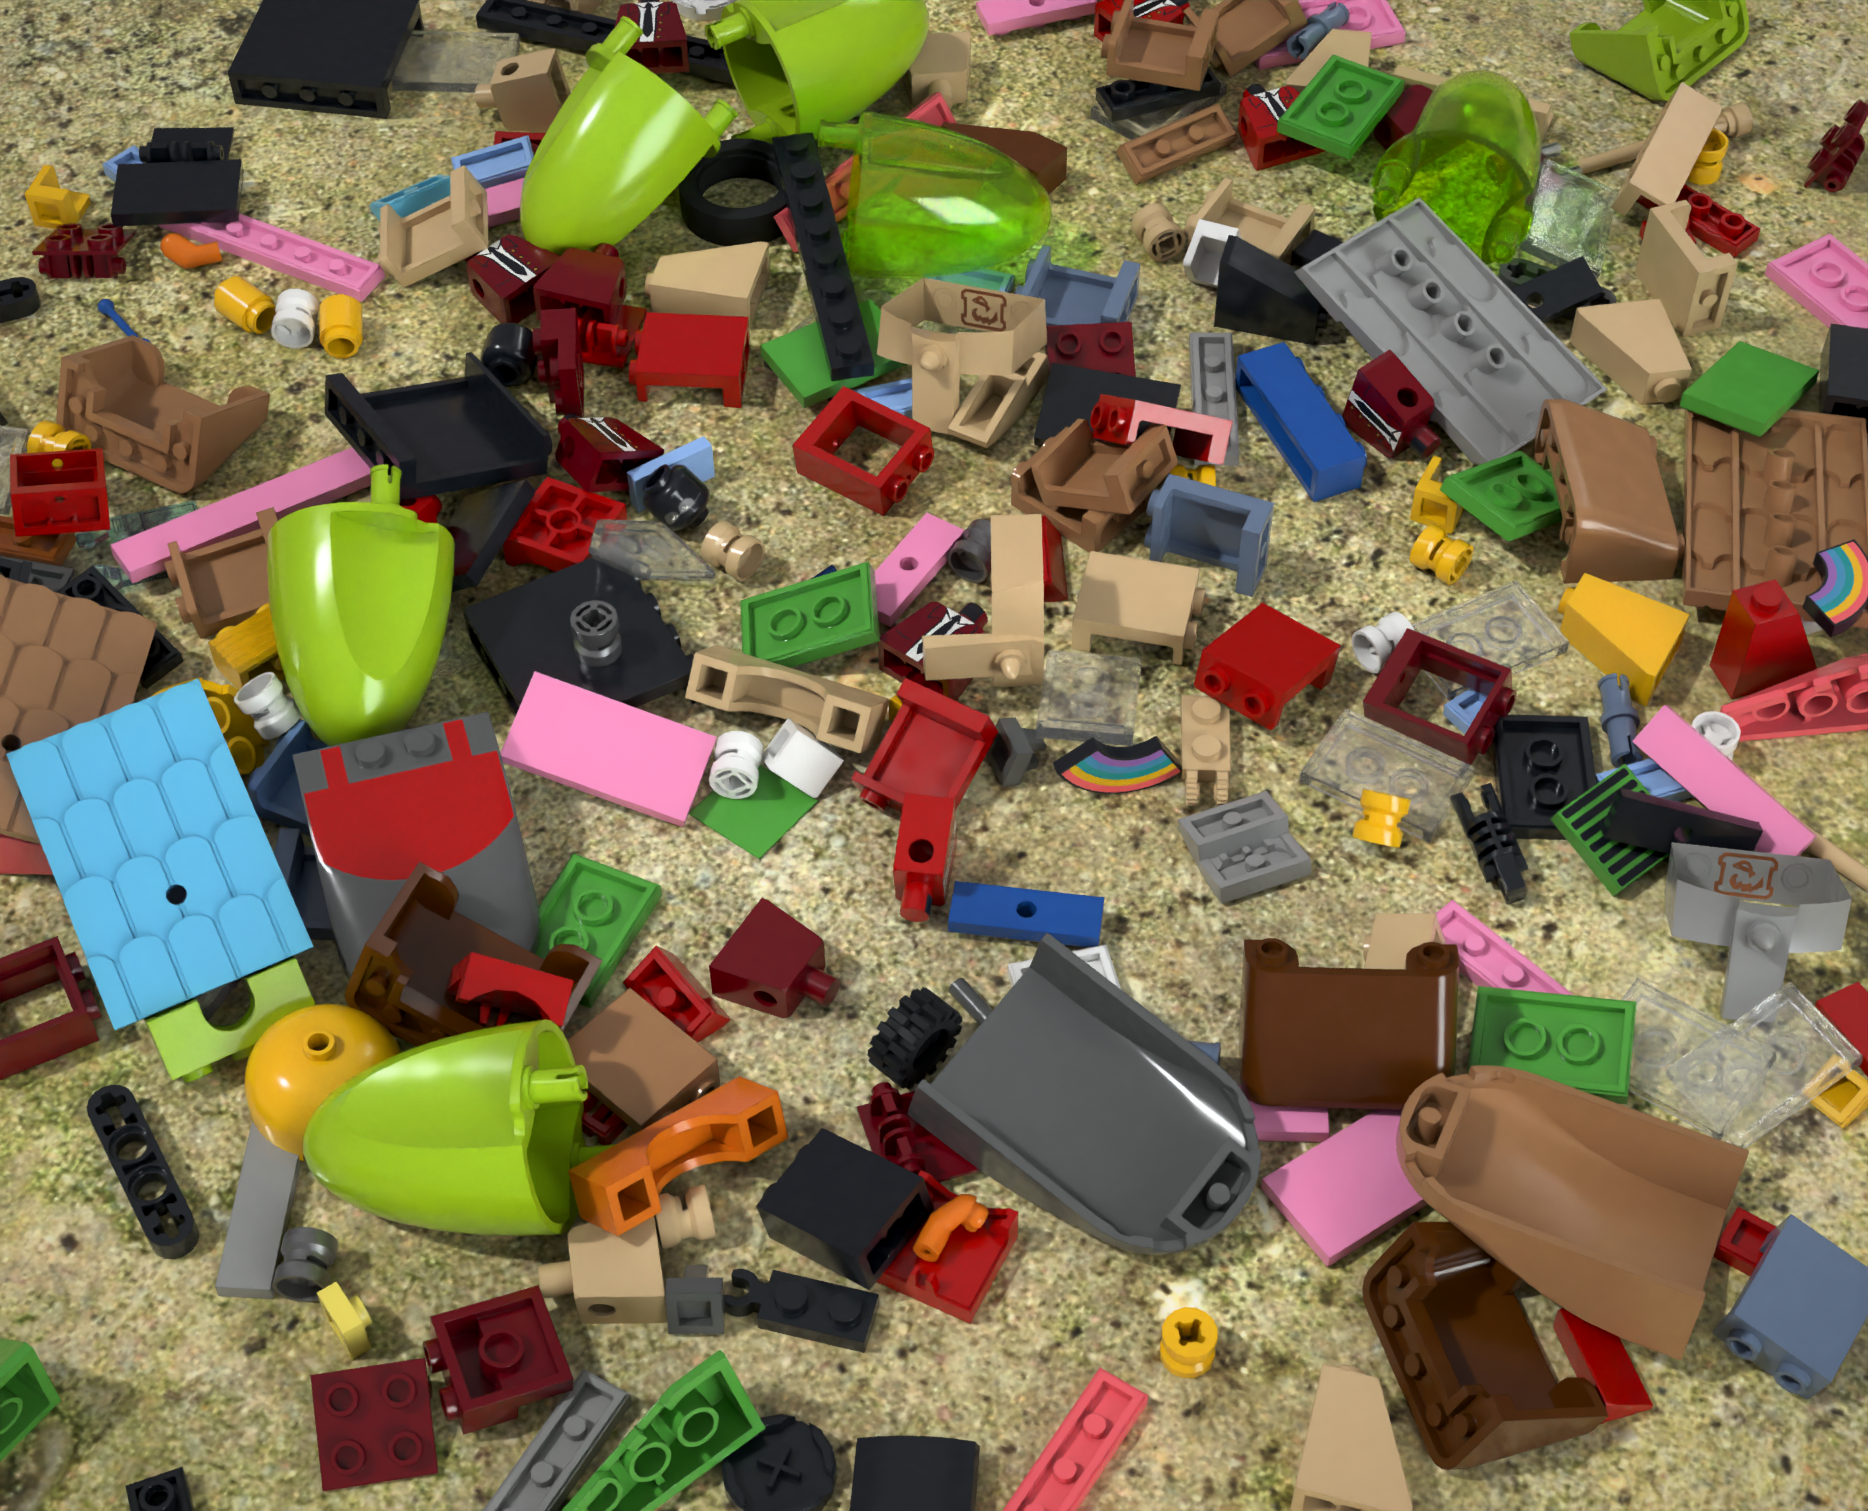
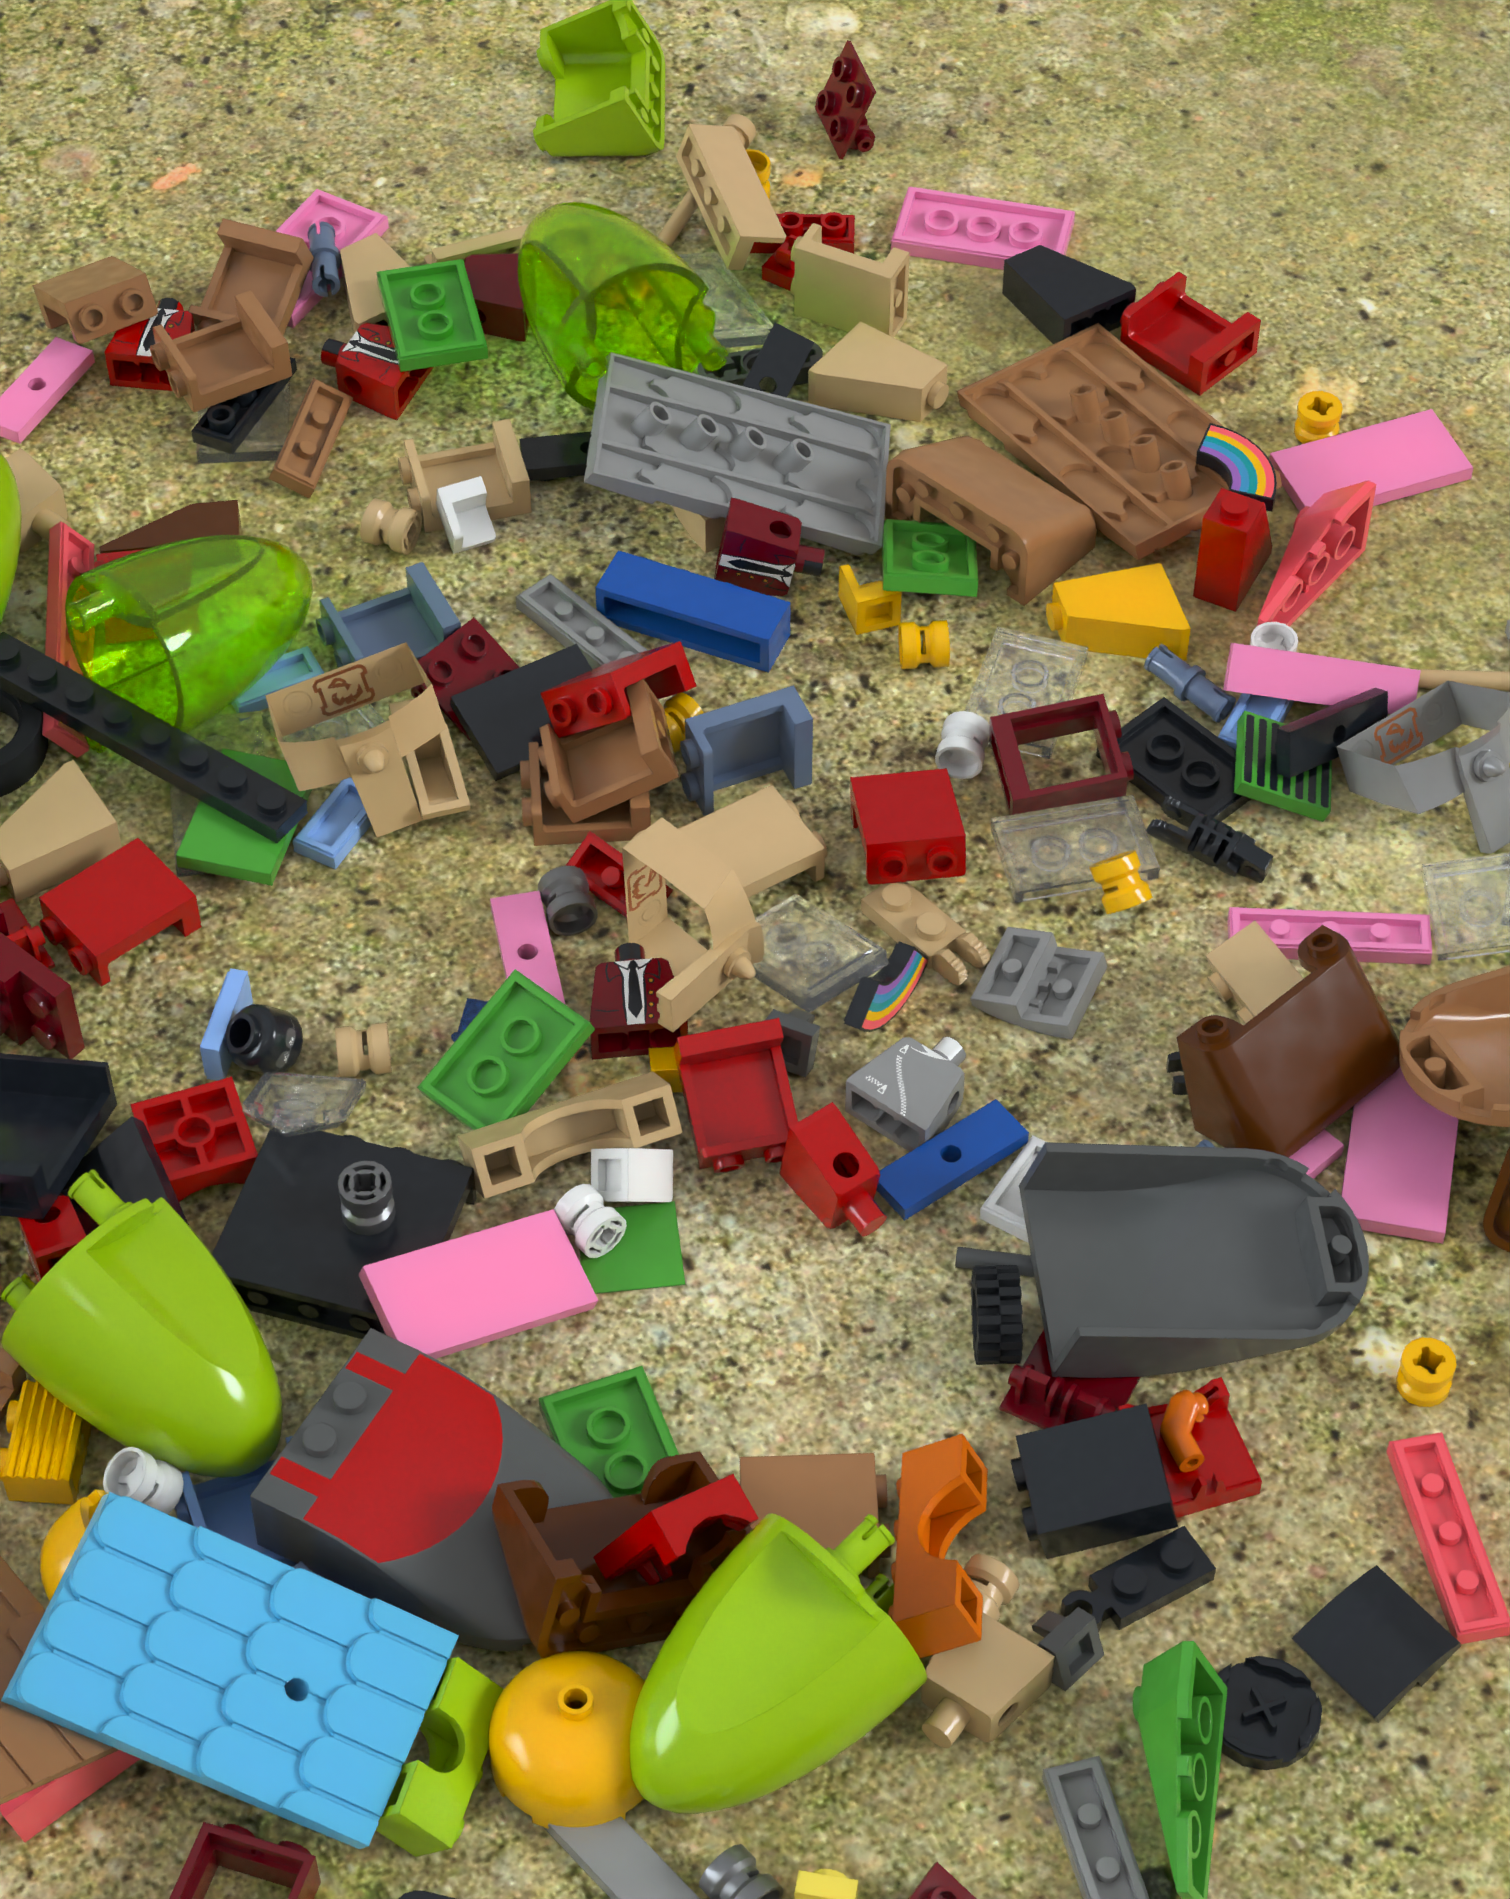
camera: 45 degrees left, 0 degrees up
(496, 1358) = (980, 1817): dark red plate -> none
(601, 451) = (151, 1047): dark red torso -> none
(676, 994) = (747, 1436): red slope -> none
(772, 964) = (812, 1350): dark red torso -> none
(835, 423) = (376, 919): red window -> none
(1054, 845) = (909, 1090): none -> light grey torso
(1264, 296) = (552, 522): black slope -> none
(1464, 709) = (1078, 757): light blue tile -> none
(1557, 1037) = (1423, 950): bright green tile -> none
(1749, 388) = (996, 353): bright green tile -> none

